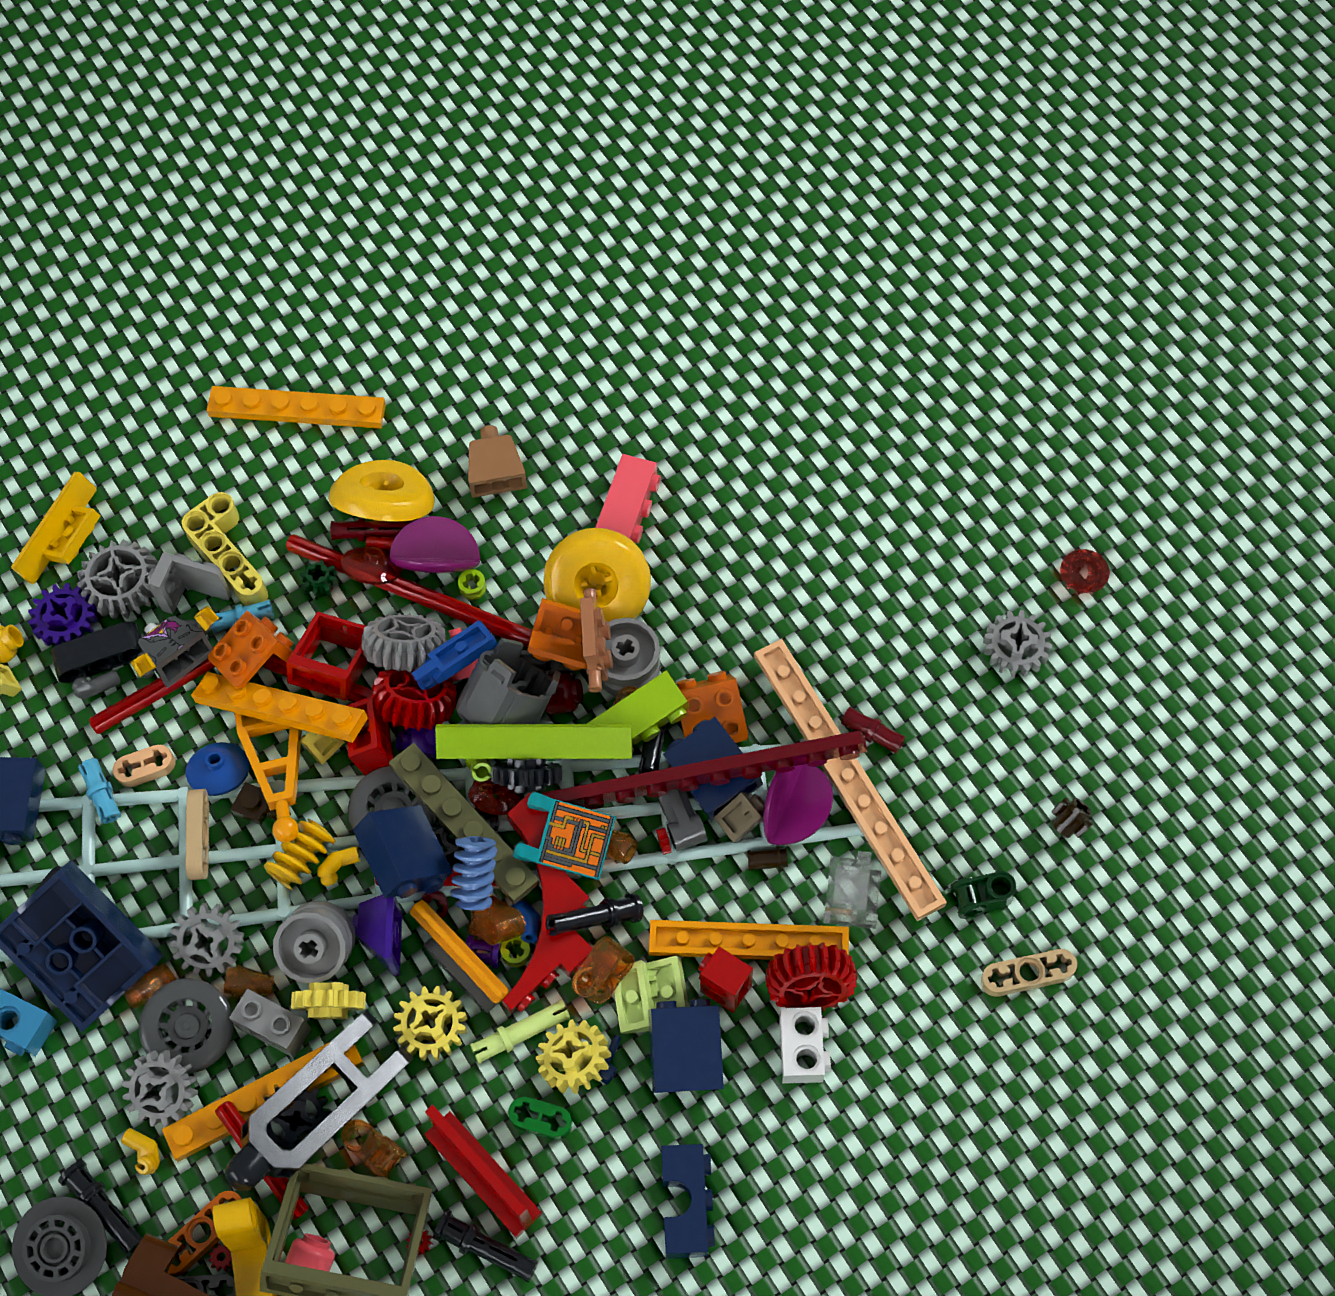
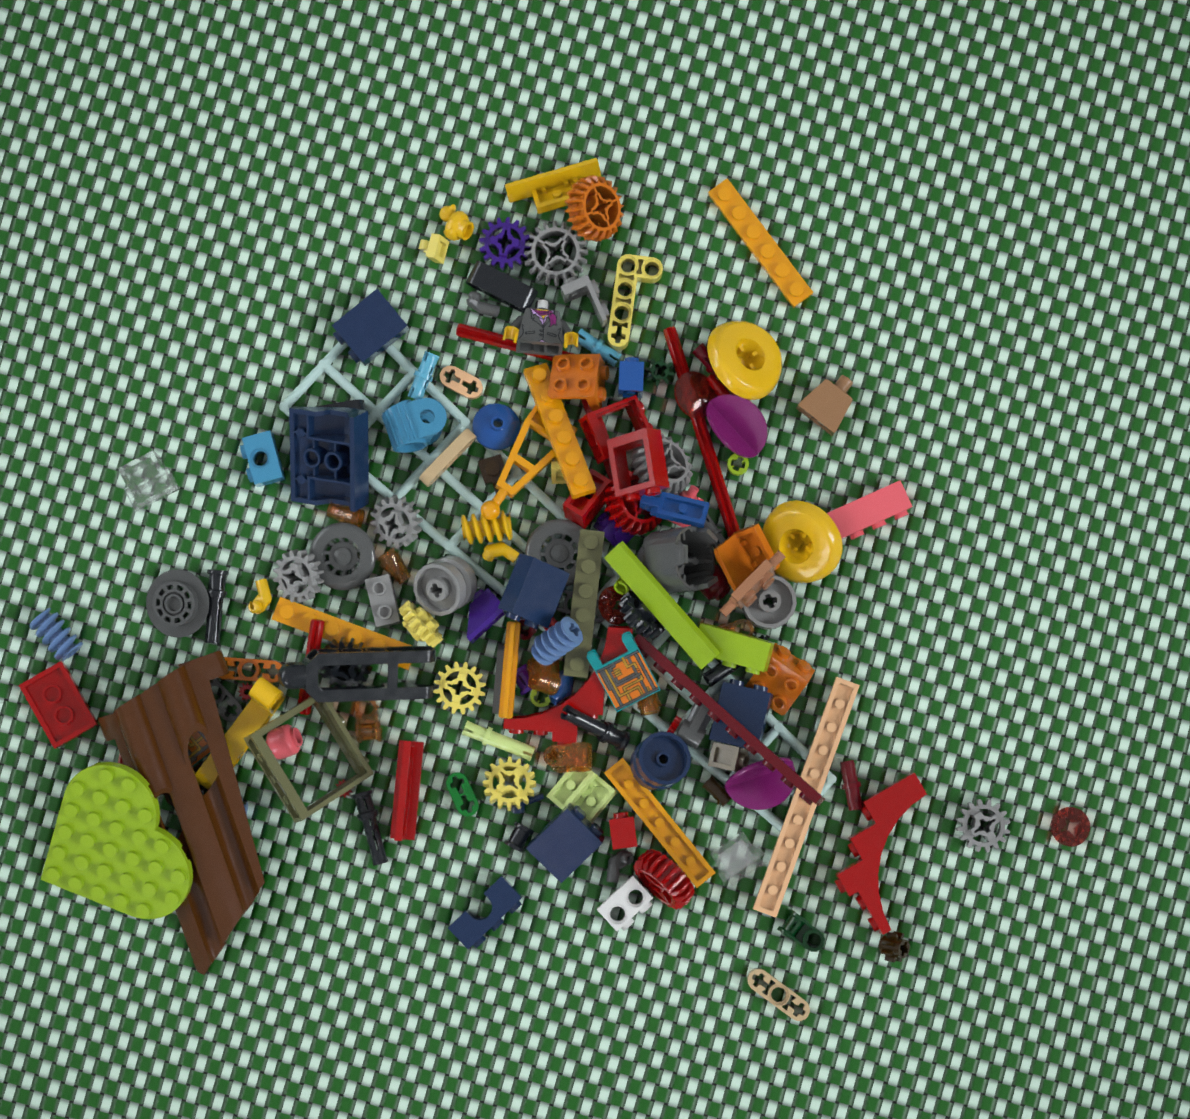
camera: 50 degrees right, 20 degrees up
(114, 507) = (594, 208): none -> orange gear
(134, 844) = (406, 424): none -> dark azure piece
(296, 601) = (631, 378): none -> blue brick
(351, 637) = (655, 460): none -> red window
(637, 1096) = (519, 837): none -> black bush
(687, 882) = (672, 753): none -> dark blue wheel
(753, 1020) = (616, 863): none -> dark grey arm
(948, 762) = (862, 876): none -> red arch

